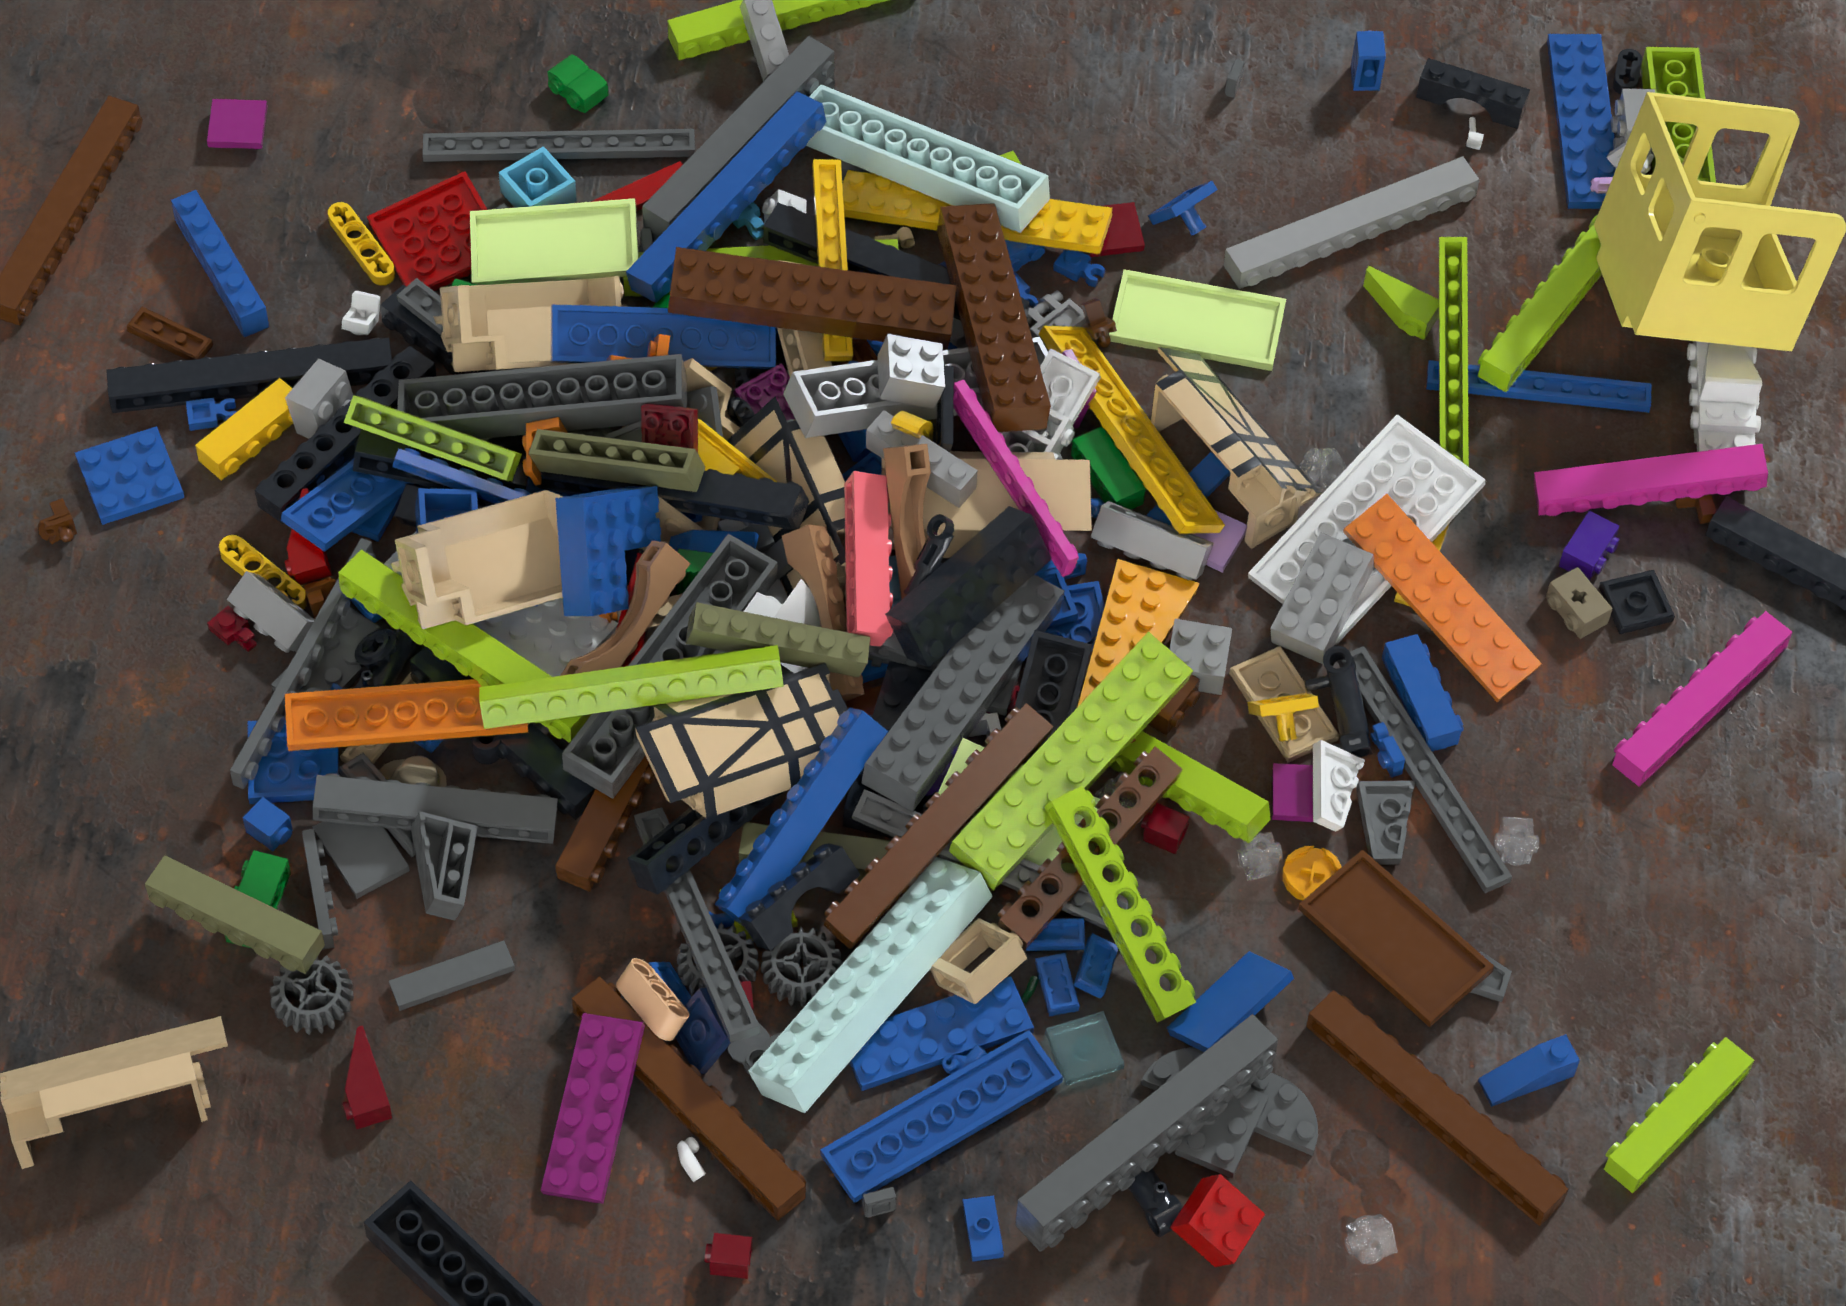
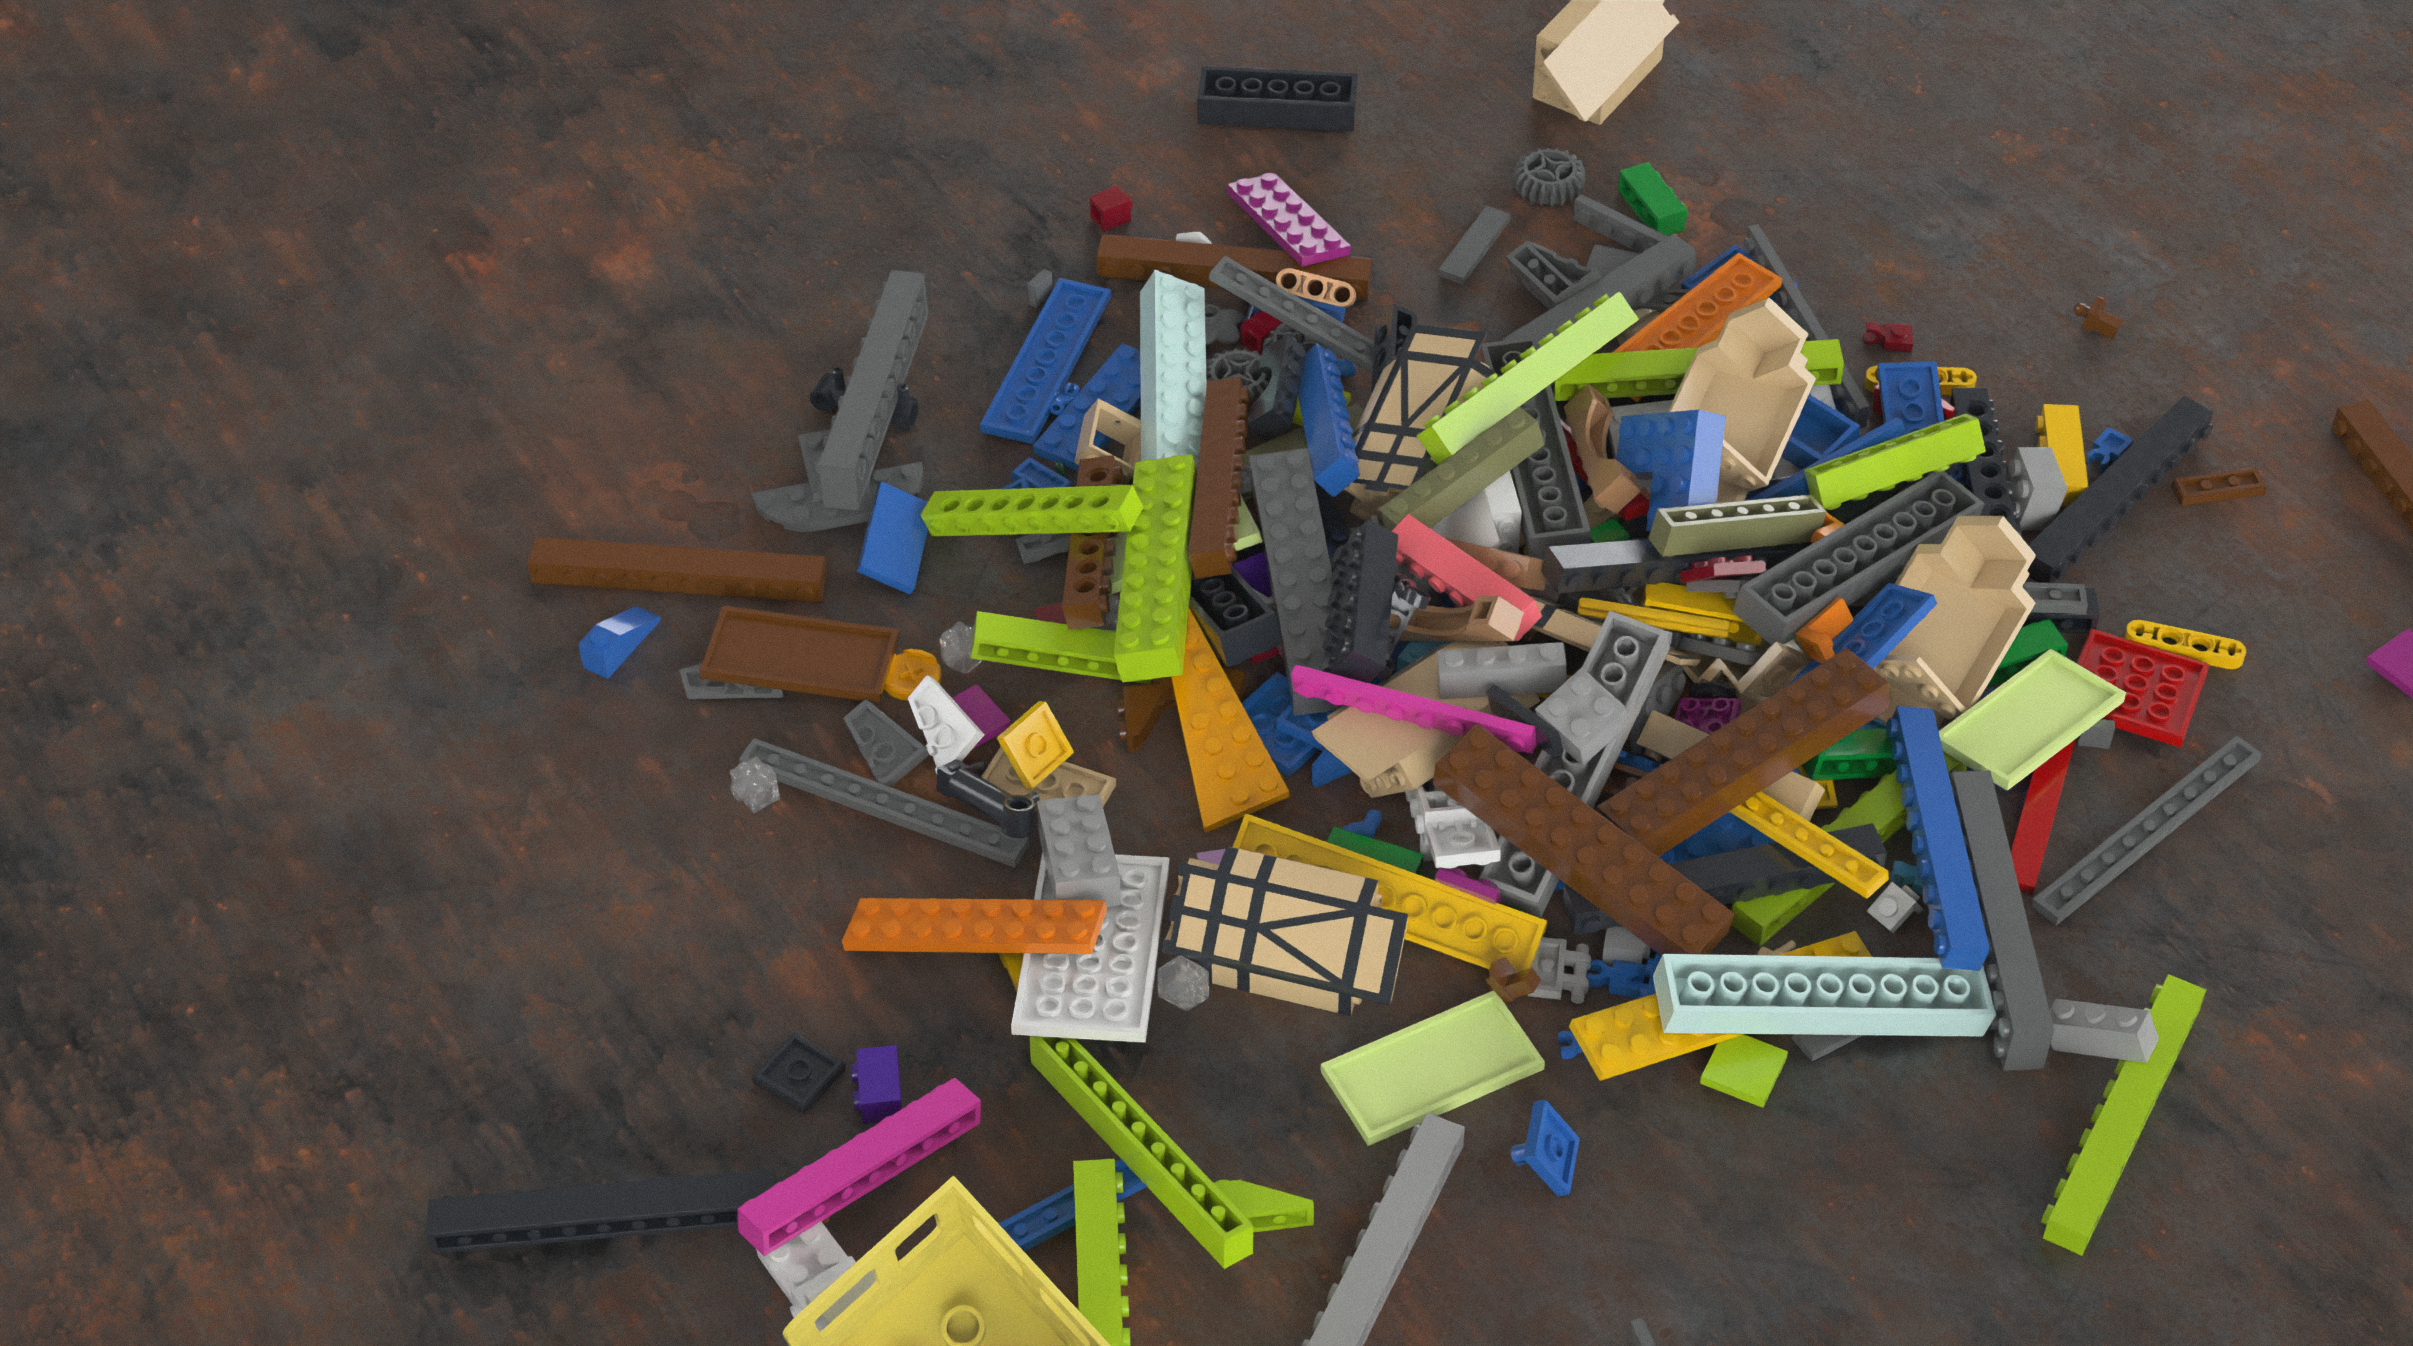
camera: 145 degrees right, 10 degrees down
(129, 475) = (2102, 381): blue plate -> none
(220, 263) = (2258, 547): blue brick -> none
(234, 915) = (1645, 159): olive brick -> none
(268, 824) = (1705, 239): blue brick -> none
(271, 611) = (1873, 348): light grey brick -> none
(318, 592) = (1862, 378): reddish brown piece -> none
(362, 314) = (2103, 580): white bracket -> none
(364, 1088) = (1454, 155): dark red slope -> none
(537, 181) = (2110, 767): medium azure brick -> none
(577, 83) = (2205, 891): green brick -> none
(912, 425) = (1529, 664): yellow slope -> none
(983, 1228) = (955, 322): blue plate -> none
(1084, 1048) = (983, 460): clear light blue plate -> none
(1123, 232) = (1591, 1100): dark red tile -> none
(1151, 540) = (1302, 816): light grey brick -> none
(1203, 650) = (1148, 761): light grey brick -> none
(1217, 1220) = (783, 396): red brick -> none
(1370, 1239) = (661, 457): clear brick -> none
(1389, 753) = (922, 788): blue plate -> none
(1422, 692) = (931, 856): blue brick -> none
(1578, 603) = (849, 1023): dark tan brick -> none
(1677, 1114) = (473, 678): lime brick -> none
(1701, 698) = (671, 1016): dark pink brick -> none

